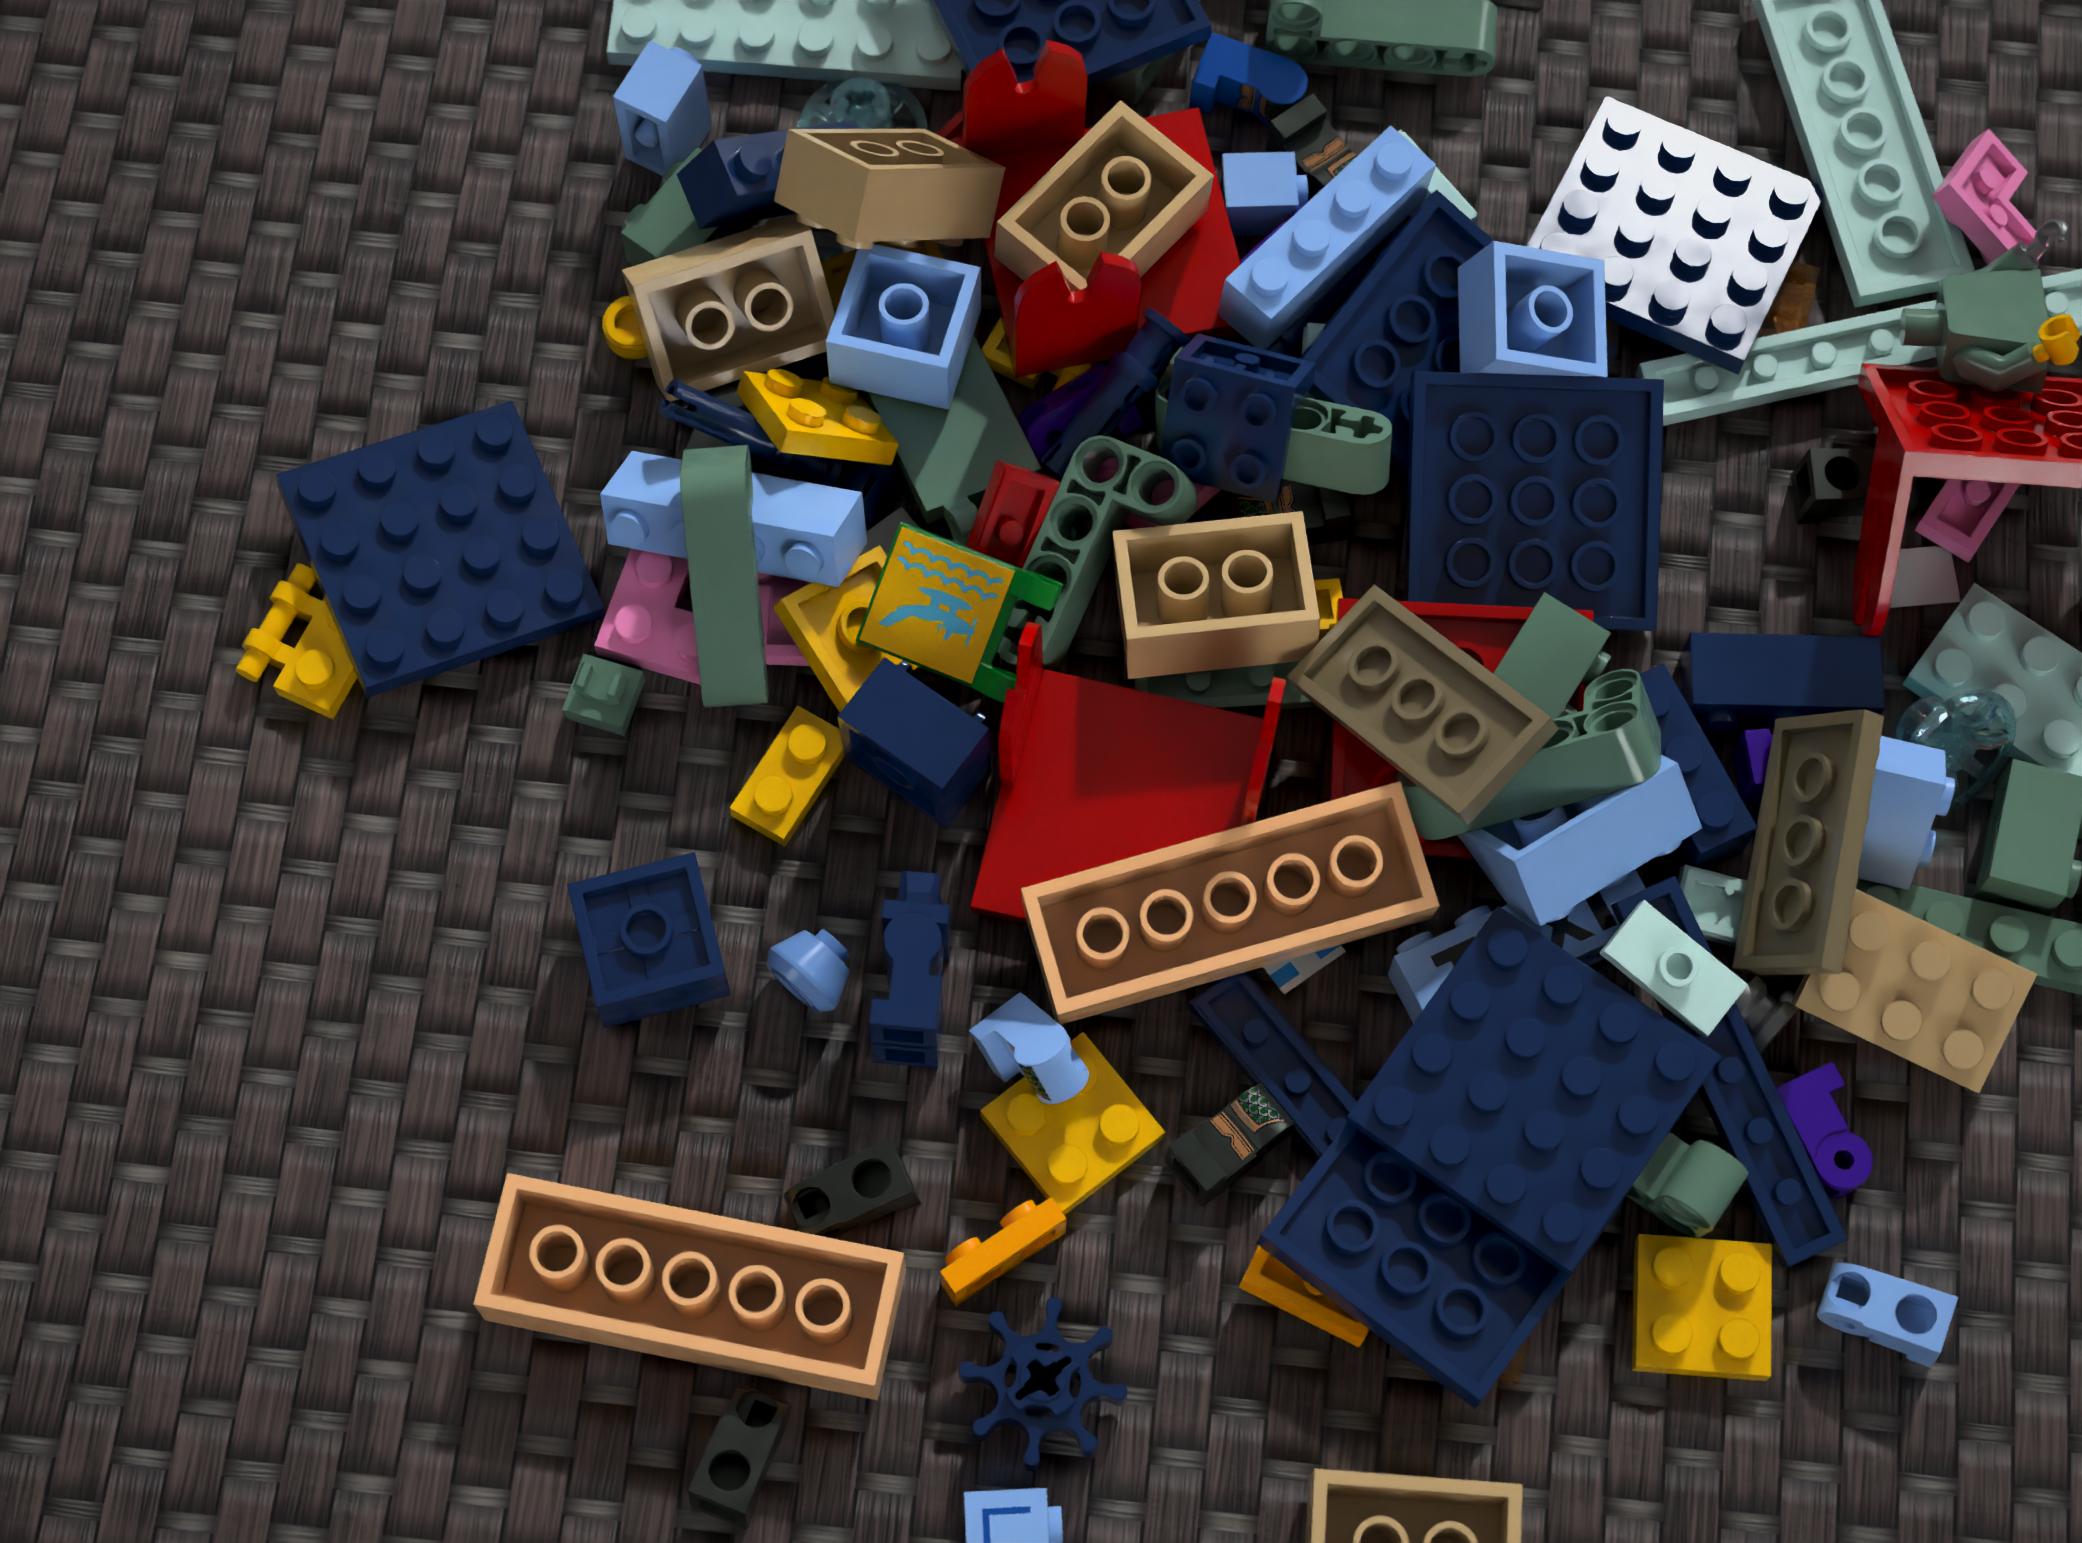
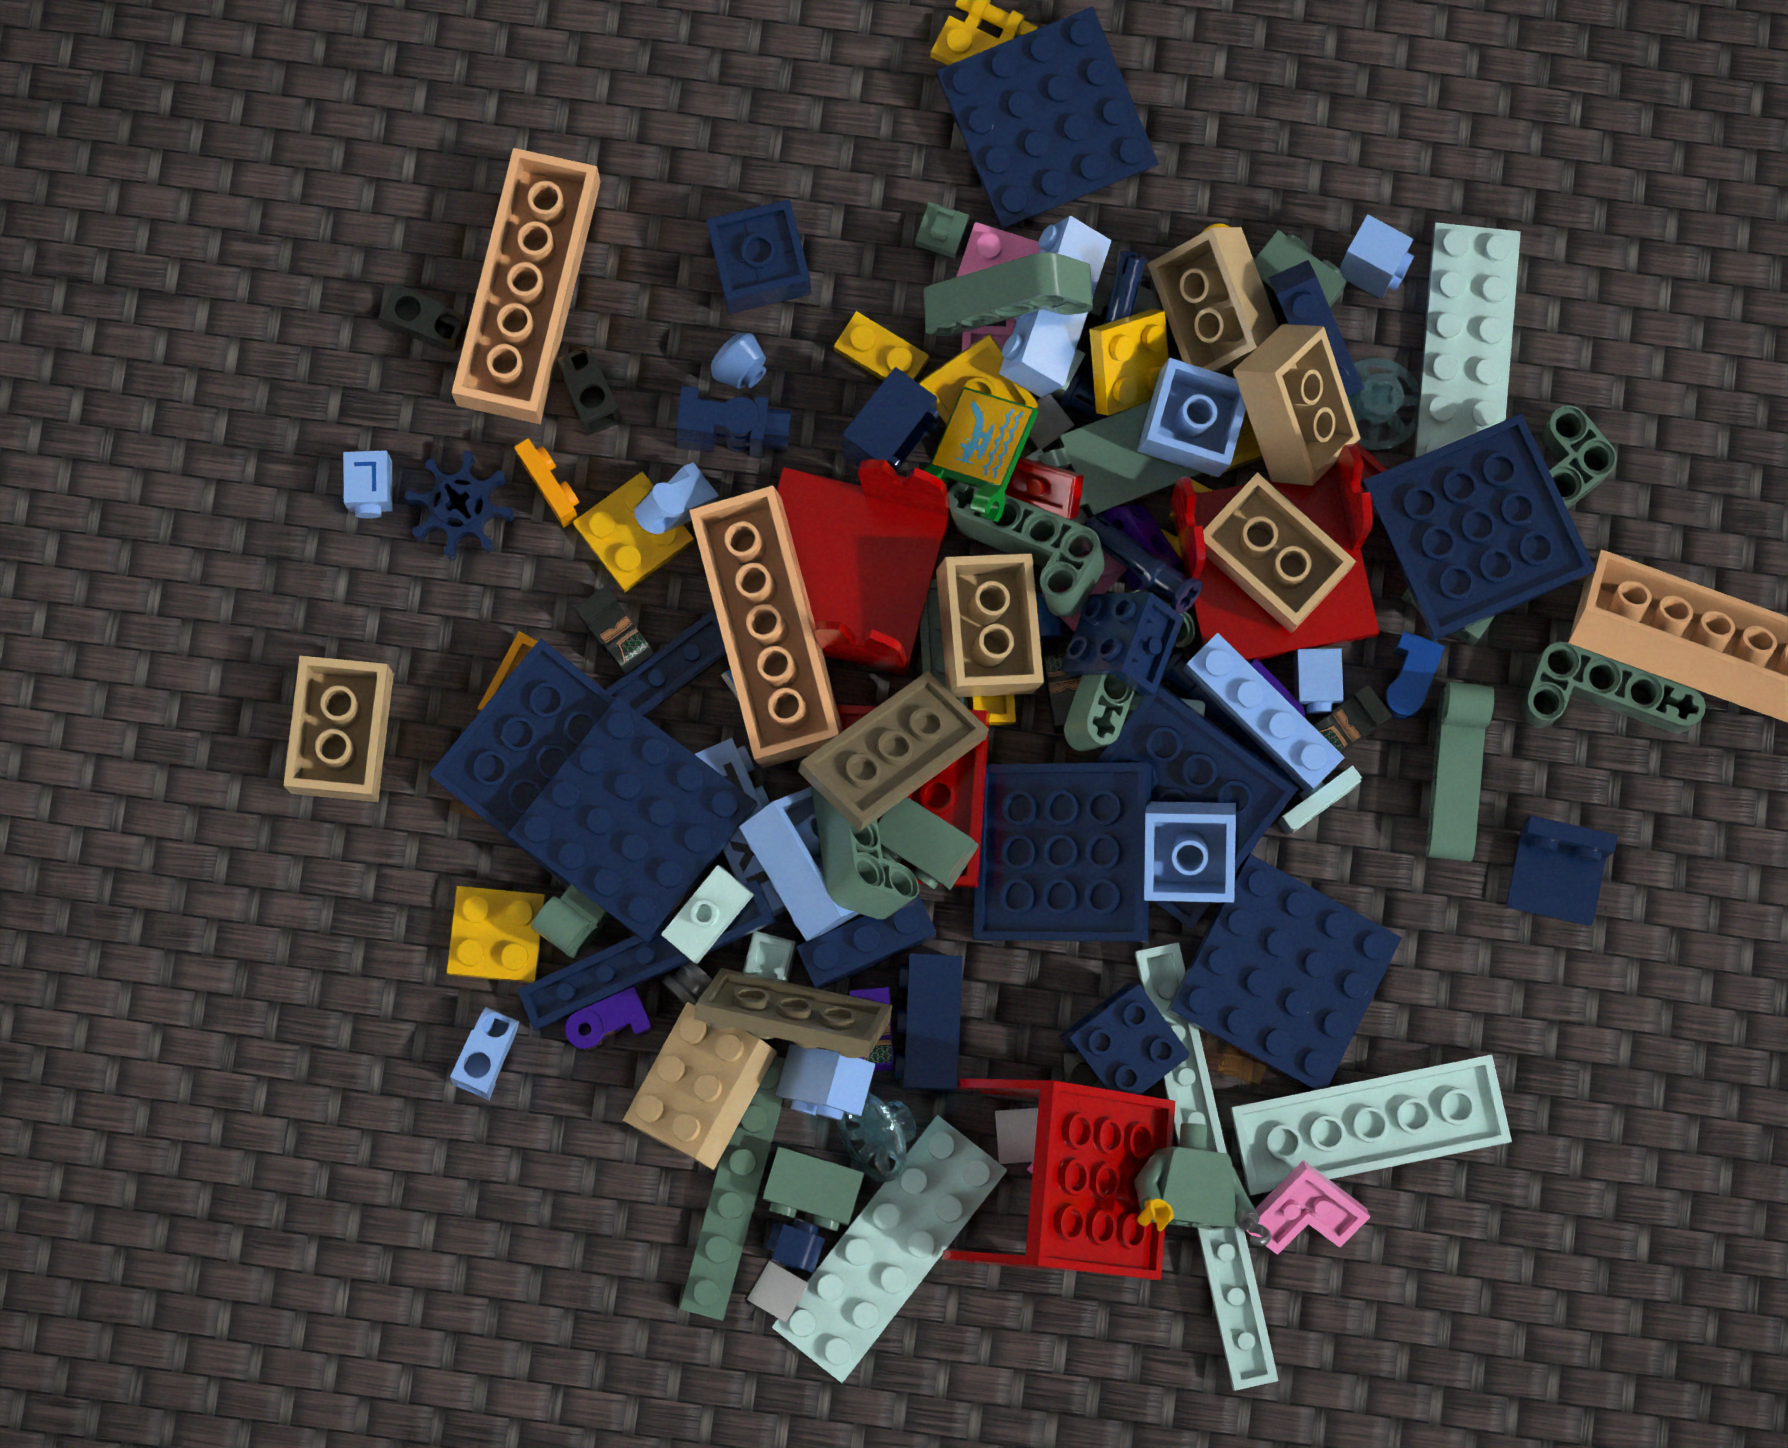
camera: 90 degrees right, 10 degrees up
(1783, 429) = (1126, 1041): none -> dark blue bracket

